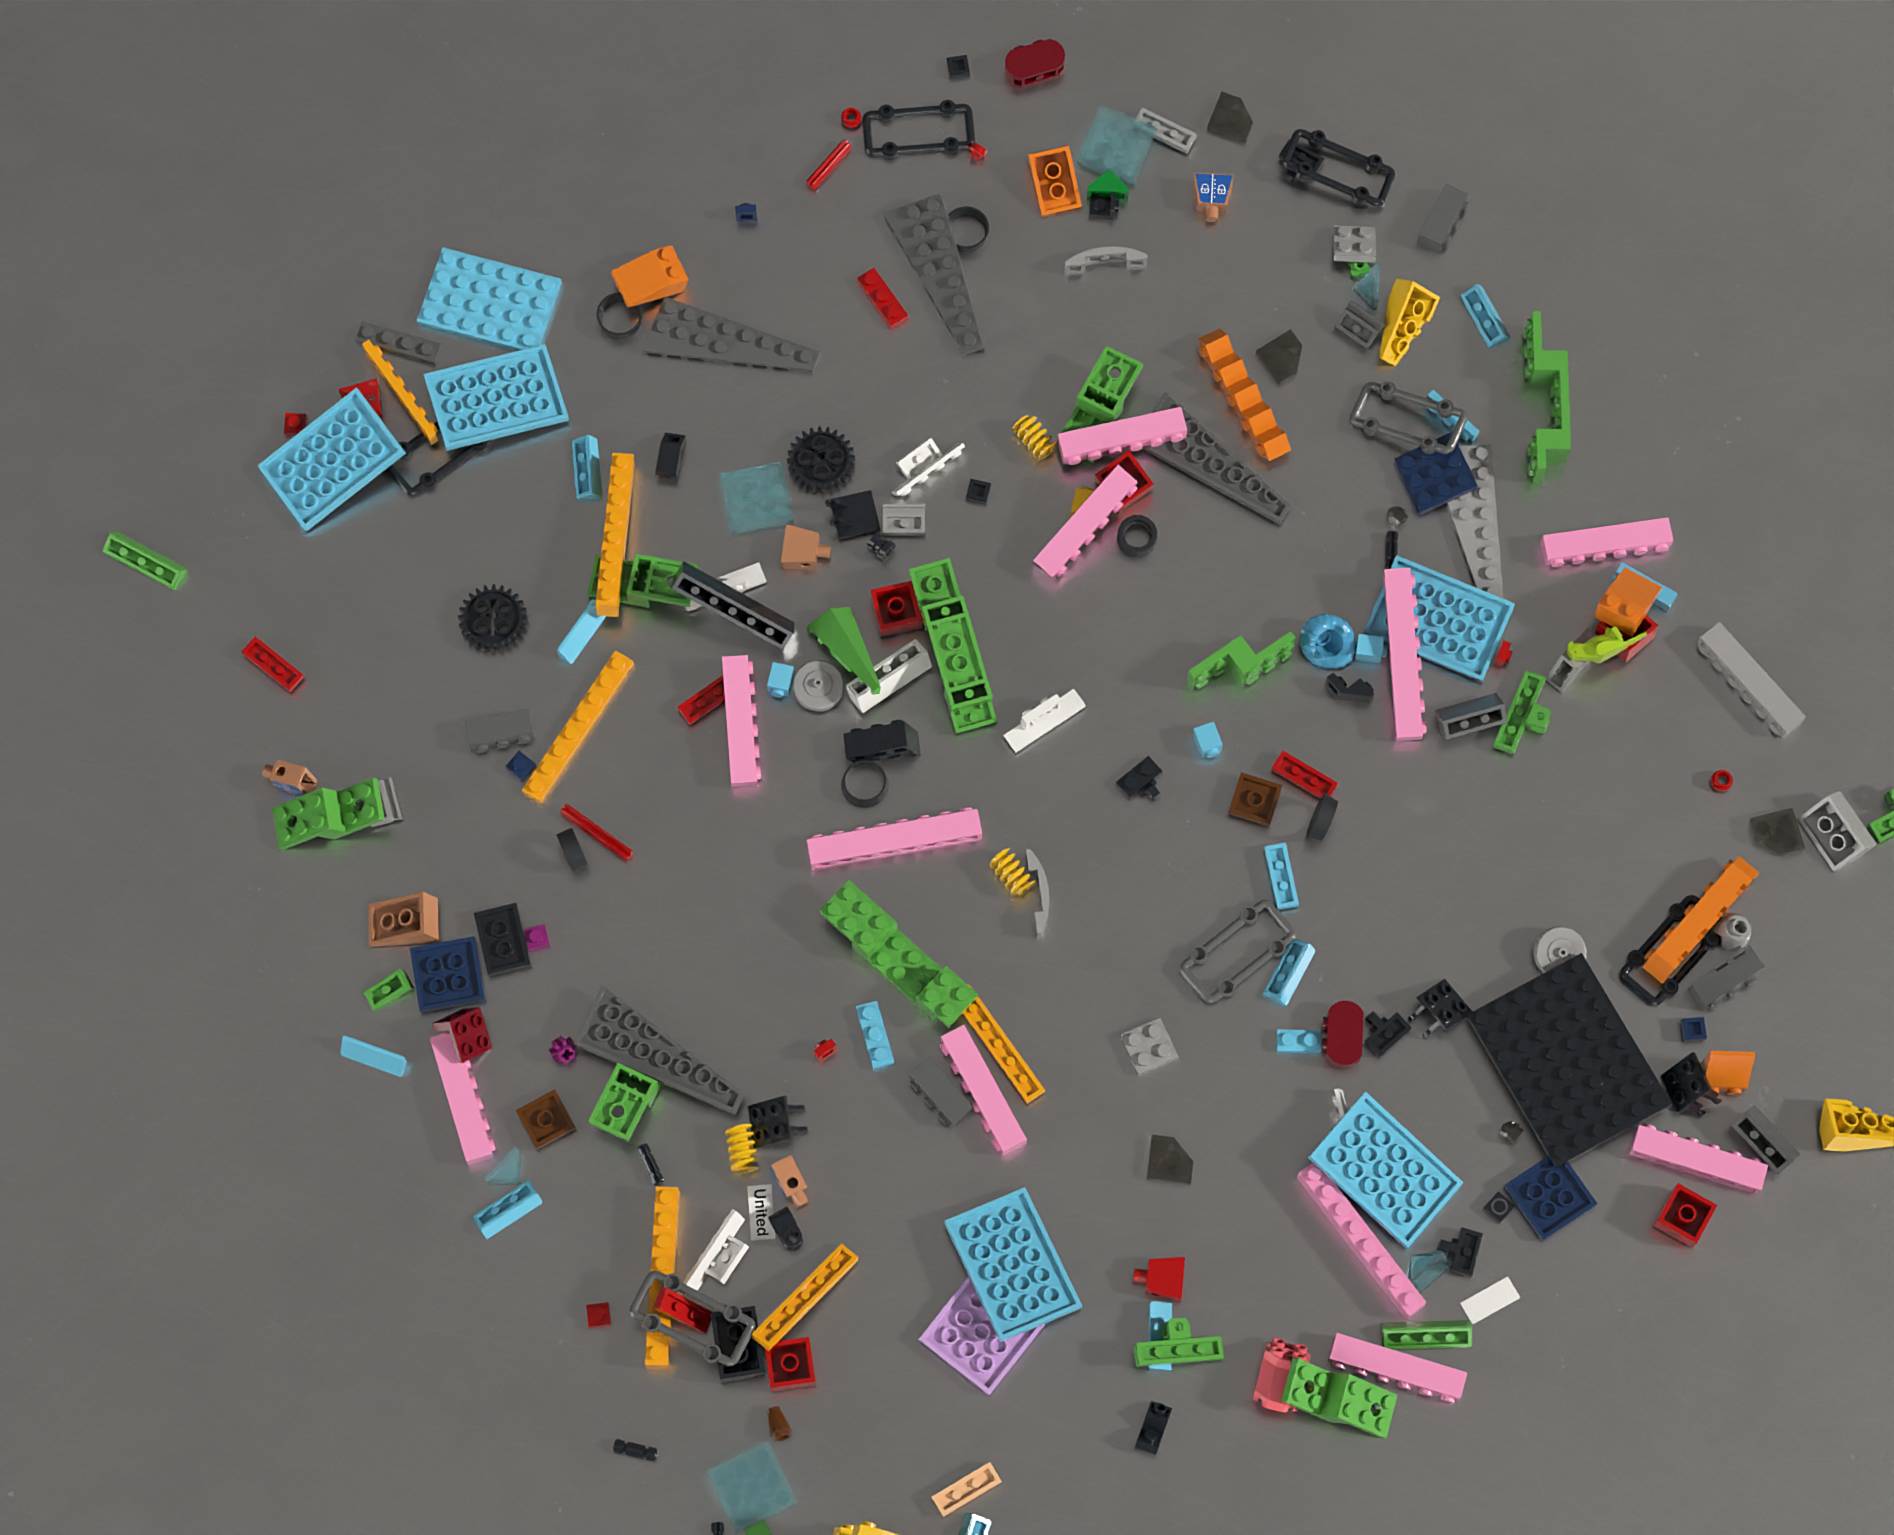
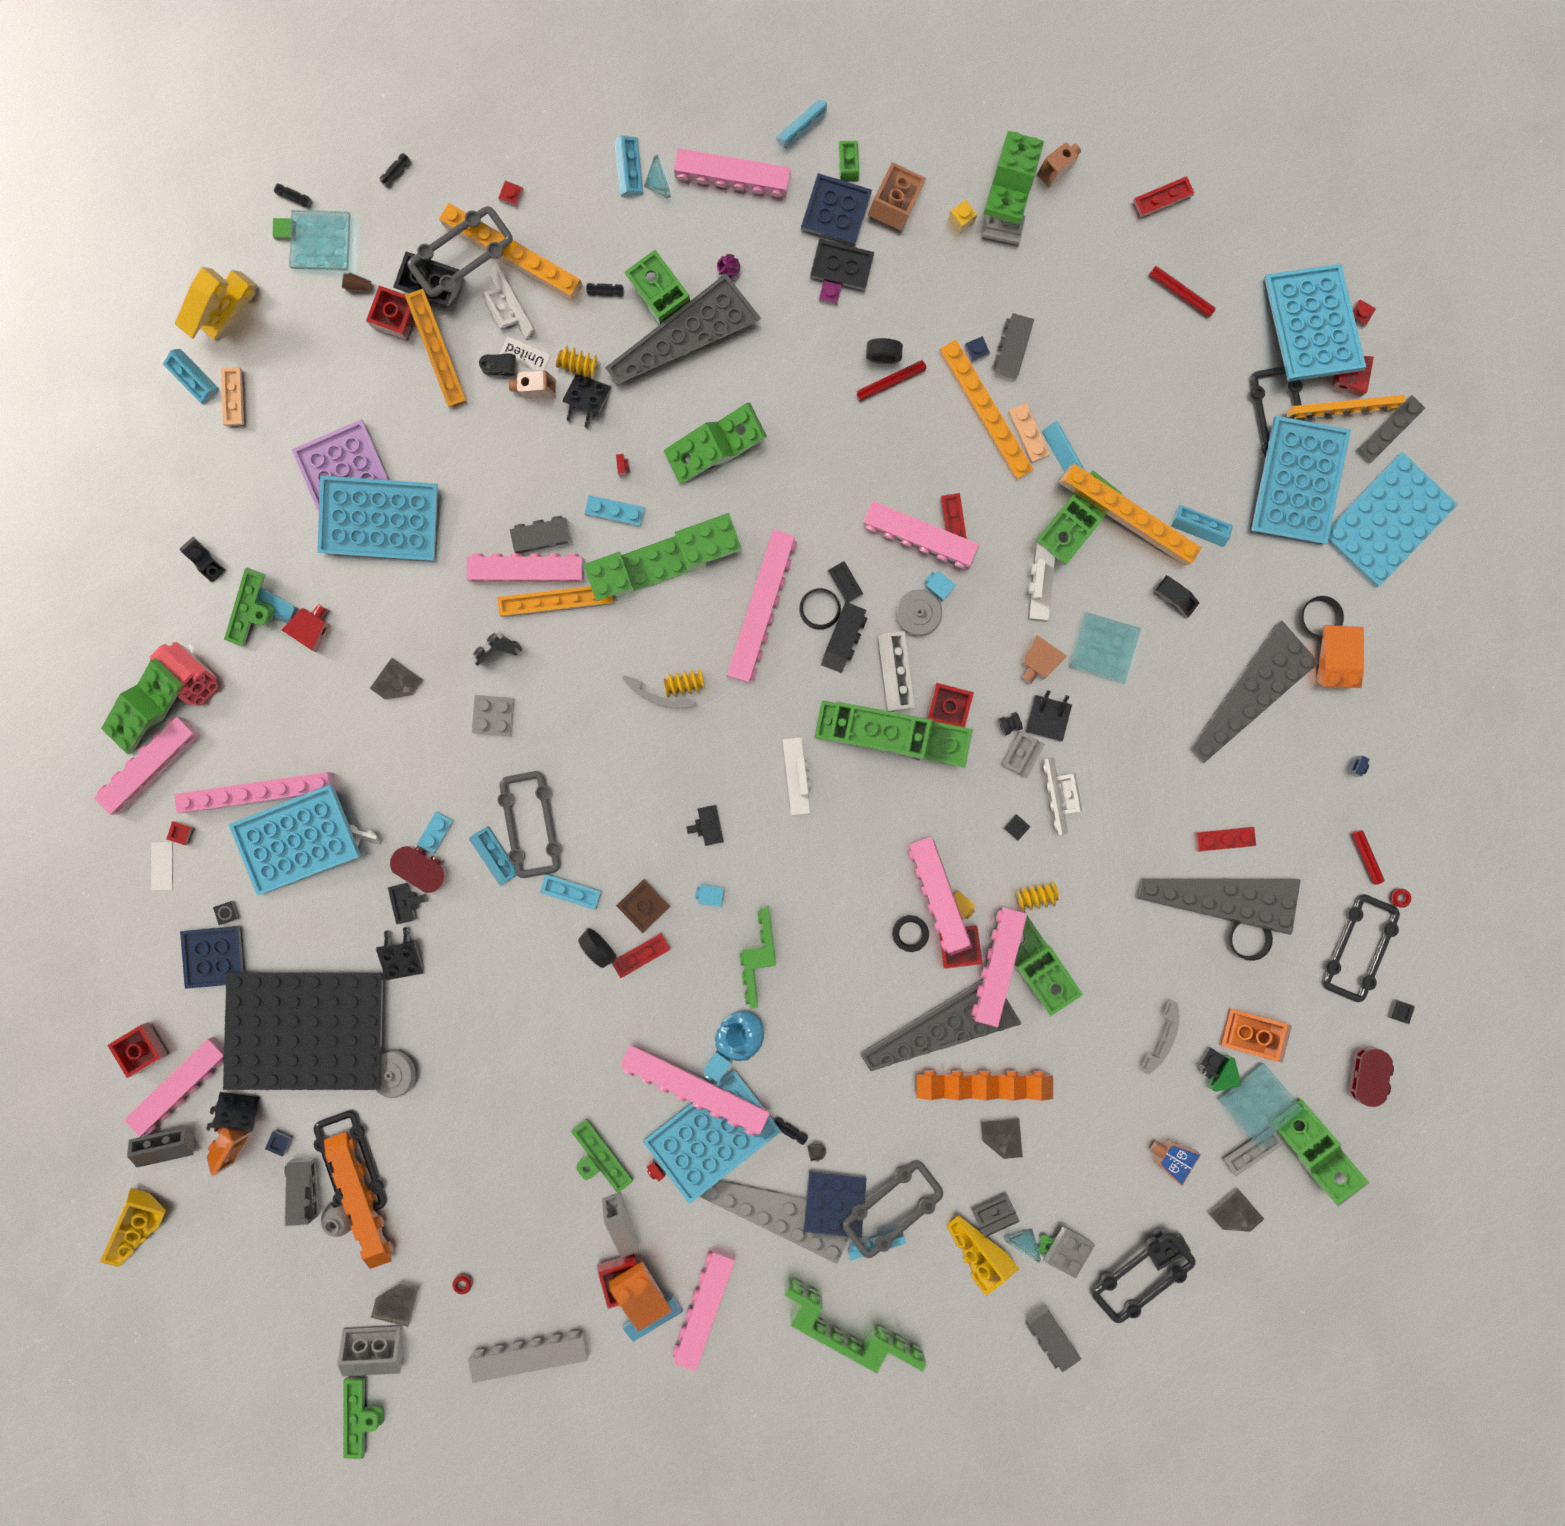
camera: 120 degrees right, 15 degrees up
(144, 559) = (1307, 140): bright green slope -> none
(360, 600) = (1182, 291): none -> red axle
(392, 845) = (962, 216): none -> yellow brick
(466, 1031) = (780, 196): dark red bracket -> none
(472, 618) = (1119, 371): black gear -> none
(545, 1119) = (681, 227): reddish brown plate -> none
(579, 674) = (1028, 432): none -> light nougat plate
(683, 1310) = (474, 247): red plate -> none
(733, 605) = (1017, 573): black brick -> none
(754, 965) = (715, 443): none -> bright green bracket
(808, 472) = (1115, 730): black gear -> none
(825, 771) = (845, 582): none -> black plate
(841, 635) = (950, 650): bright green wedge -> none
(977, 151) = (1316, 985): red plate -> none
(1082, 1078) = (495, 642): none -> black plate
(1134, 67) = (1322, 1156): none -> bright green bracket
(1358, 691) = (687, 1037): black slope -> none
(1426, 1269) = (209, 829): clear light blue slope -> none
(1426, 1334) = (161, 803): bright green slope -> none
(1446, 1296) = (179, 833): none -> red plate
(1462, 1251) = (206, 865): black hinge -> none
(1471, 716) = (617, 1115): dark grey brick -> none
(1485, 315) = (951, 1324): medium azure slope -> none
(1511, 1131) = (275, 955): clear smoke plate -> none
(1601, 646) = (611, 1251): lime animal -> none

